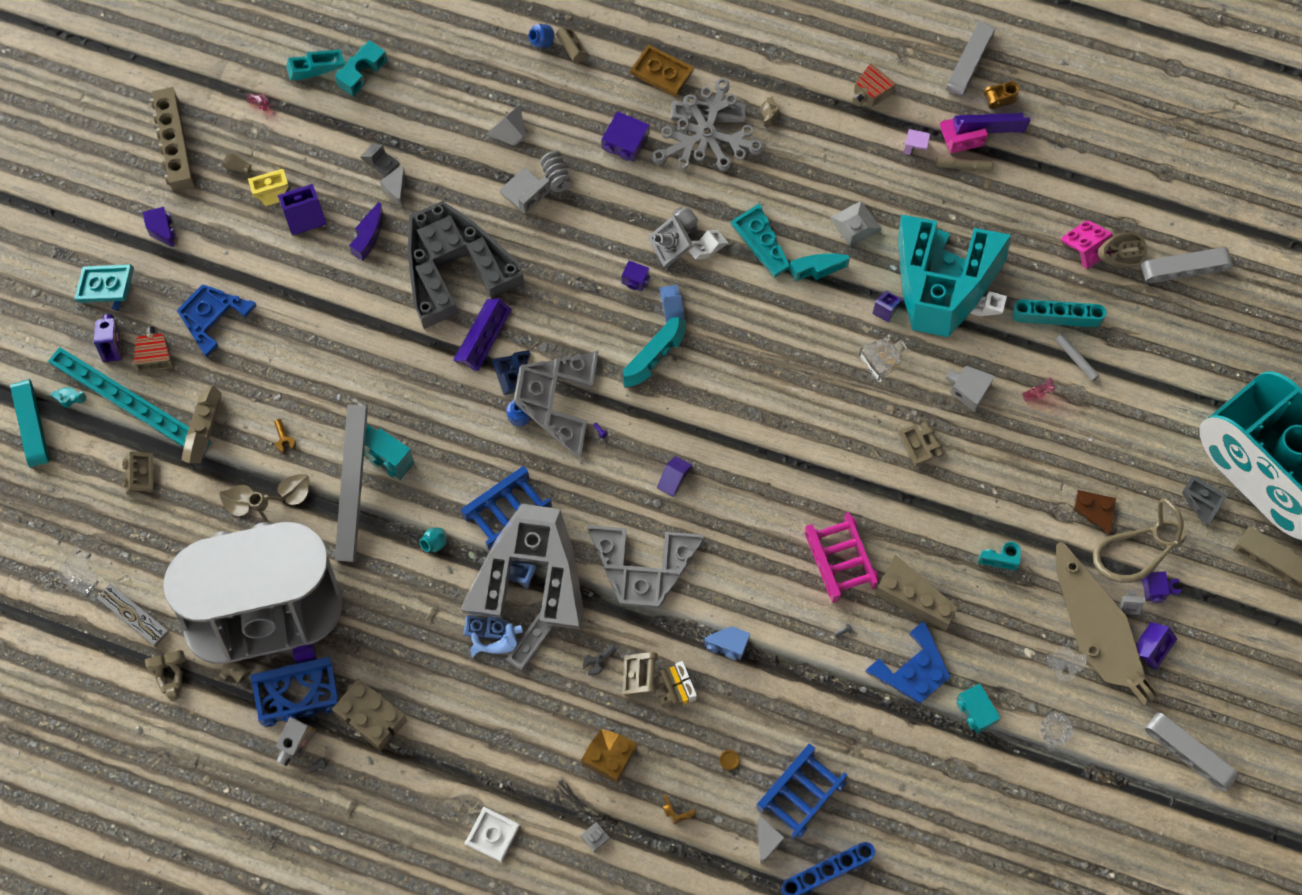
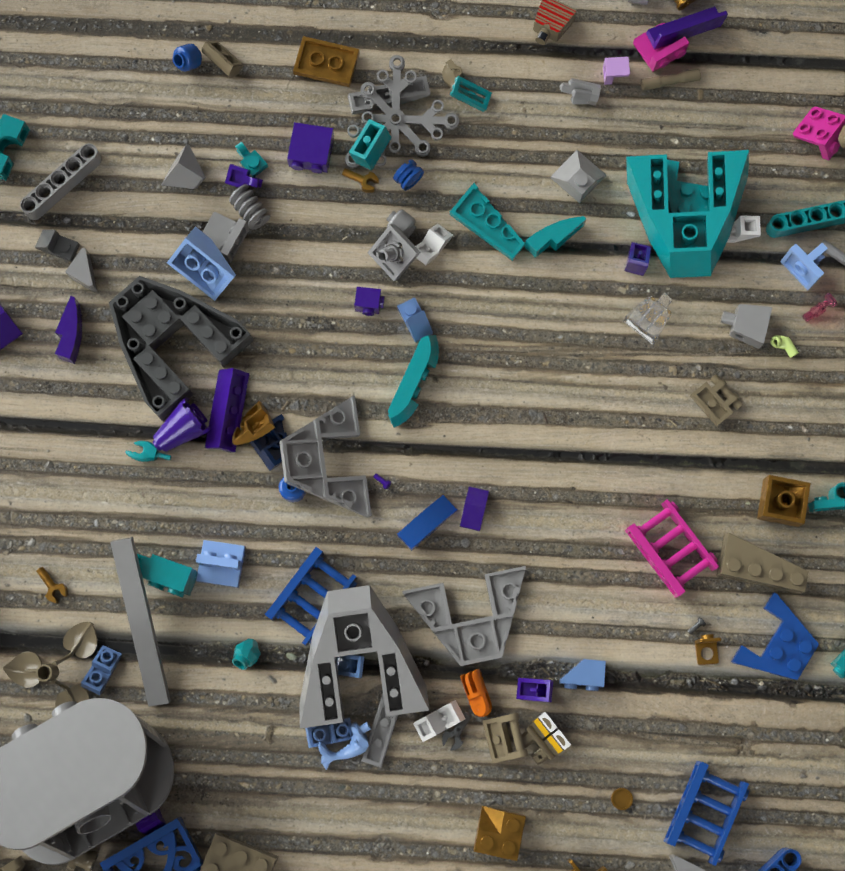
camera: 15 degrees left, 10 degrees up
(307, 514) = (101, 670): none -> medium blue slope
(391, 108) = (56, 190): none -> light grey beam
(403, 351) = (149, 452): none -> teal hand
(435, 459) = (220, 563): none -> light blue bracket
(438, 335) = (181, 426): none -> dark purple cone
(499, 205) = (202, 264): none -> light blue slope
(501, 351) = (254, 425): none -> pearl gold brick
(556, 143) = (239, 176): none -> dark purple plate
(570, 136) = (251, 161): none -> teal plate
(582, 646) = (439, 721): none -> white slope
(627, 474) = (426, 522): none -> blue slope
(627, 630) = (477, 693): none -> orange arm
(663, 176) = (362, 179): none -> pearl gold bar
(677, 146) = (370, 144): none -> teal brick
(680, 643) = (534, 690): none -> dark purple slope
(704, 181) = (408, 175): none -> blue wheel
(779, 132) = (468, 96): none -> teal tile
(850, 646) = (710, 642): none -> pearl gold bracket
(879, 152) = (581, 91): none -> light grey rock
(954, 543) = (783, 501): none -> pearl gold slope
(998, 412) = (785, 343): none -> yellowish green arm
(1036, 348) = (805, 266): none -> light blue bracket

